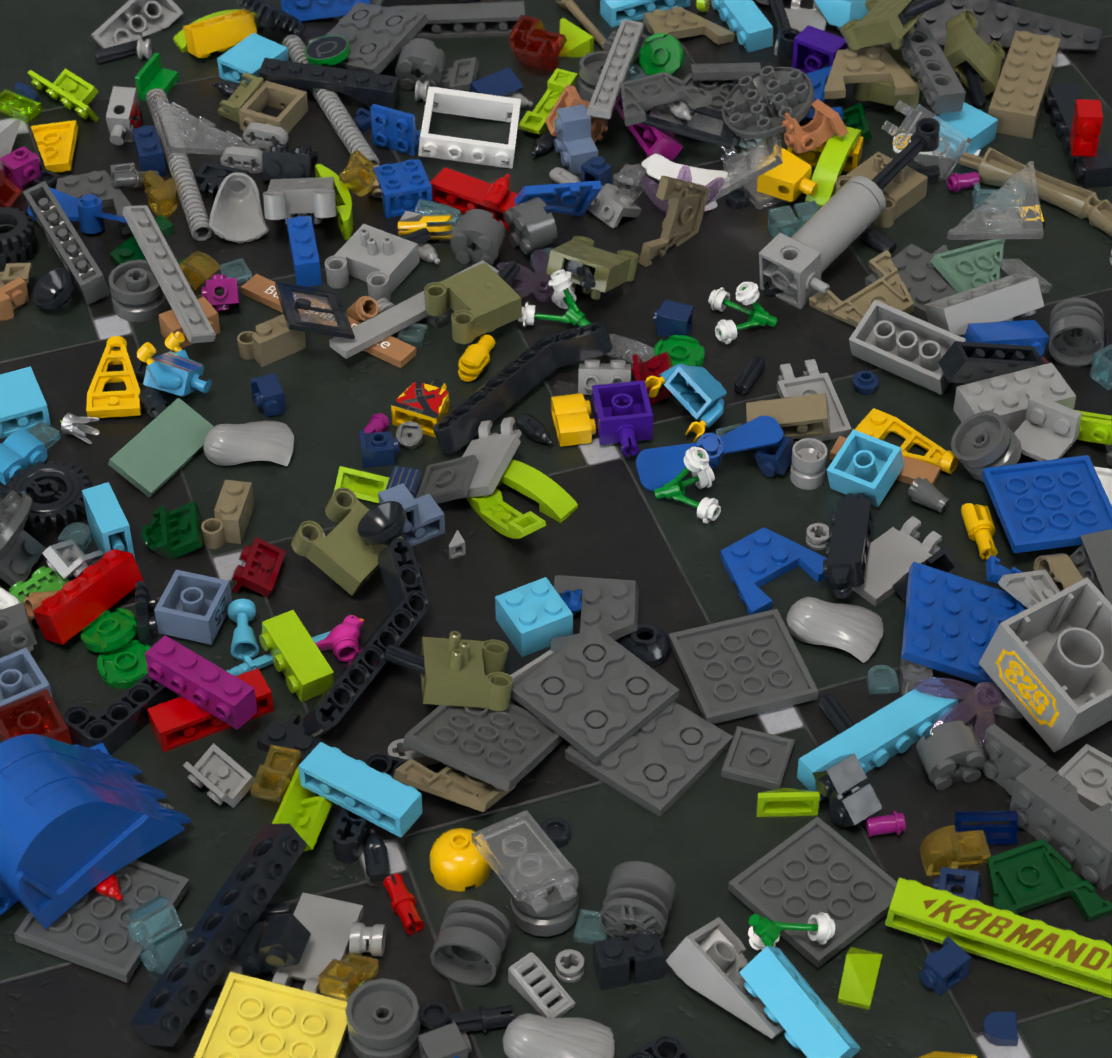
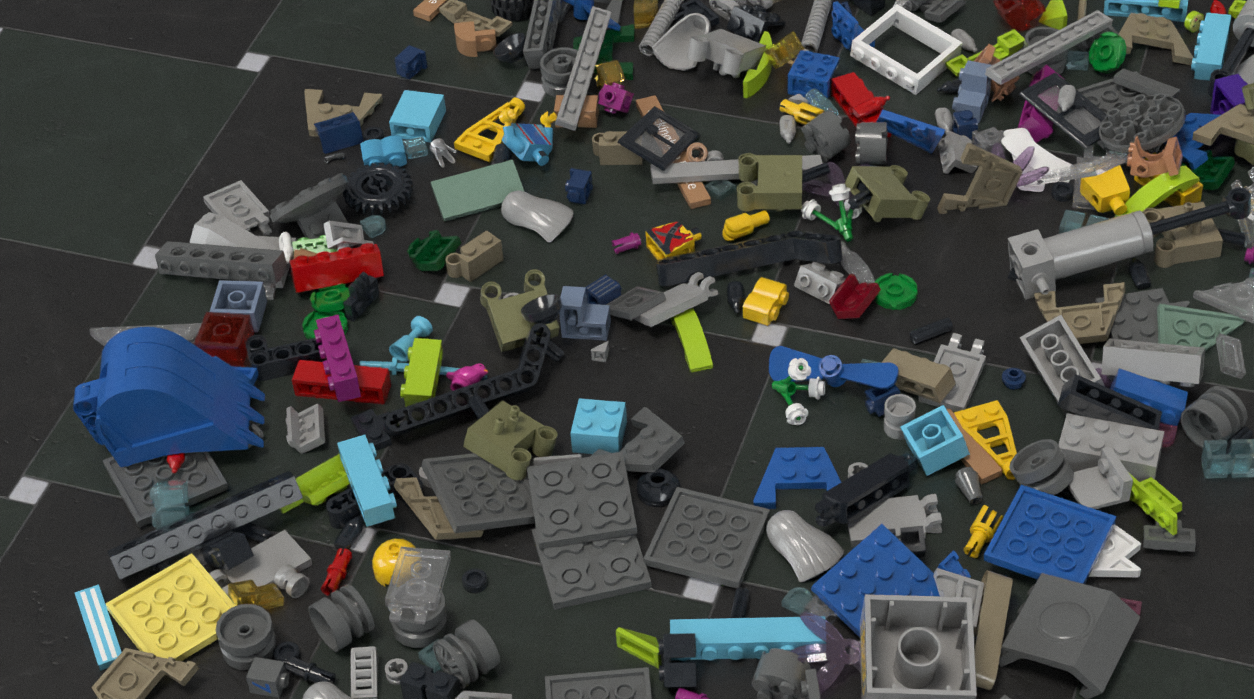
camera: 40 degrees right, 0 degrees up
(107, 519) = (389, 226): medium azure brick -> none
(193, 607) = (390, 307): sand blue brick -> none
(236, 269) = (645, 87): clear light blue tile -> none
(258, 567) = (459, 303): dark red bracket -> none
(276, 774) = (327, 447): clear yellow brick -> none
(304, 251) = (699, 93): blue brick -> none
(362, 483) = (578, 274): lime slope -> none
(377, 259) = (743, 122): light grey piece -> none
(378, 448) = (613, 258): dark blue brick -> none
(409, 435) = (645, 259): dark grey tile -> none
(498, 84) = (958, 24): dark blue panel -> none
(504, 517) = (651, 345): lime slope -> none
(573, 600) = (633, 430): blue plate -> none
(622, 414) = (800, 314): dark purple brick -> none
(657, 89) = (1051, 76): dark grey wing -> none
(673, 319) = (913, 262): dark blue brick -> none
(695, 391) = (867, 323): dark azure torso -> none
(747, 294) = (971, 266): white plant -> none
(758, 758) = (655, 606): dark grey tile -> none

